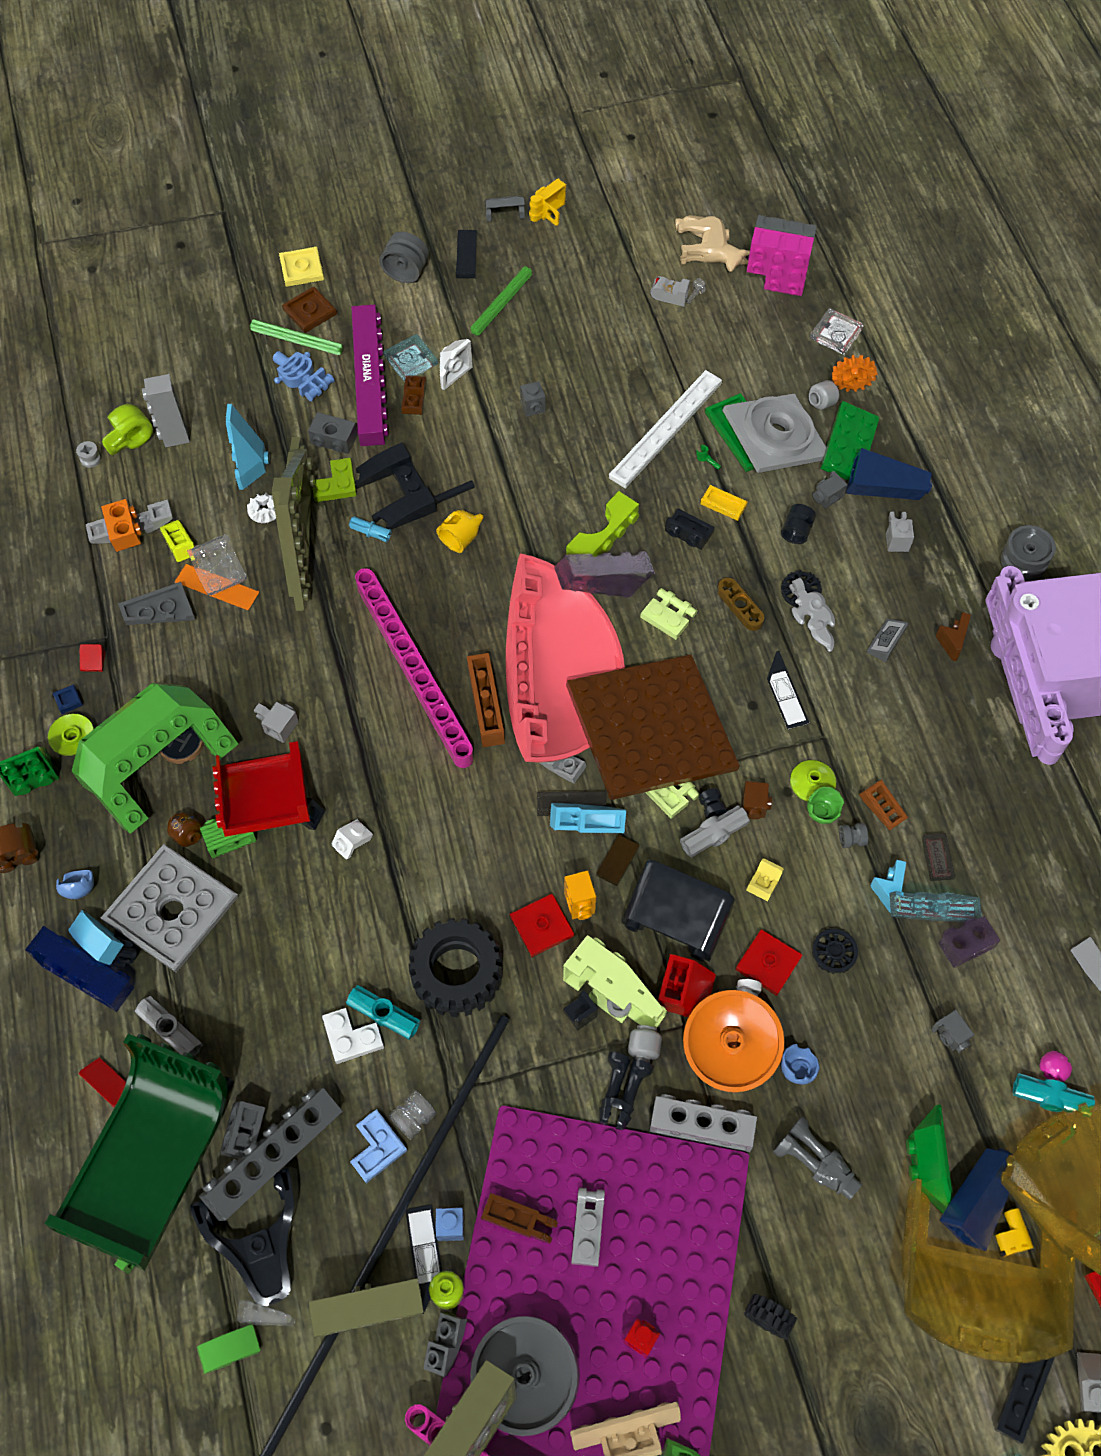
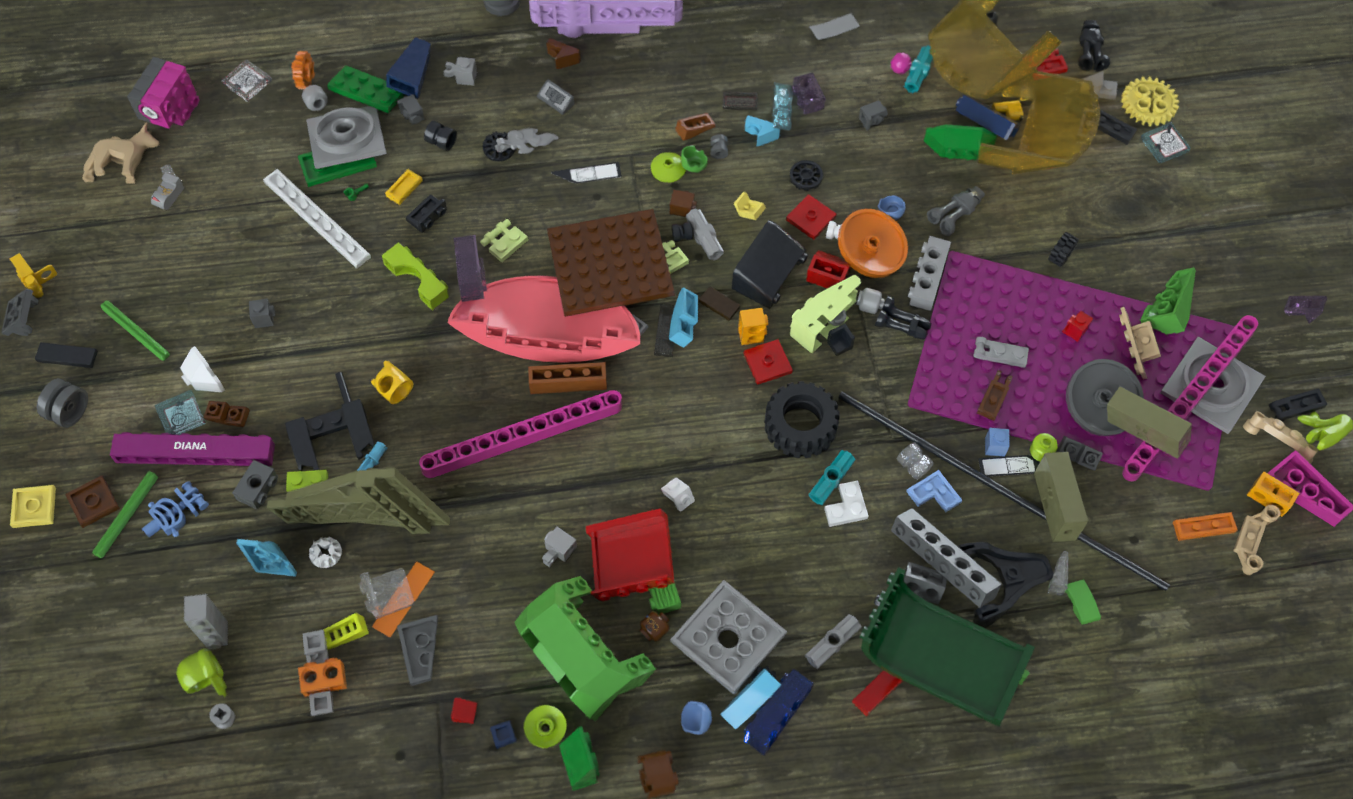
camera: 85 degrees left, 0 degrees up
(741, 613) = (519, 188): pearl gold beam -> none

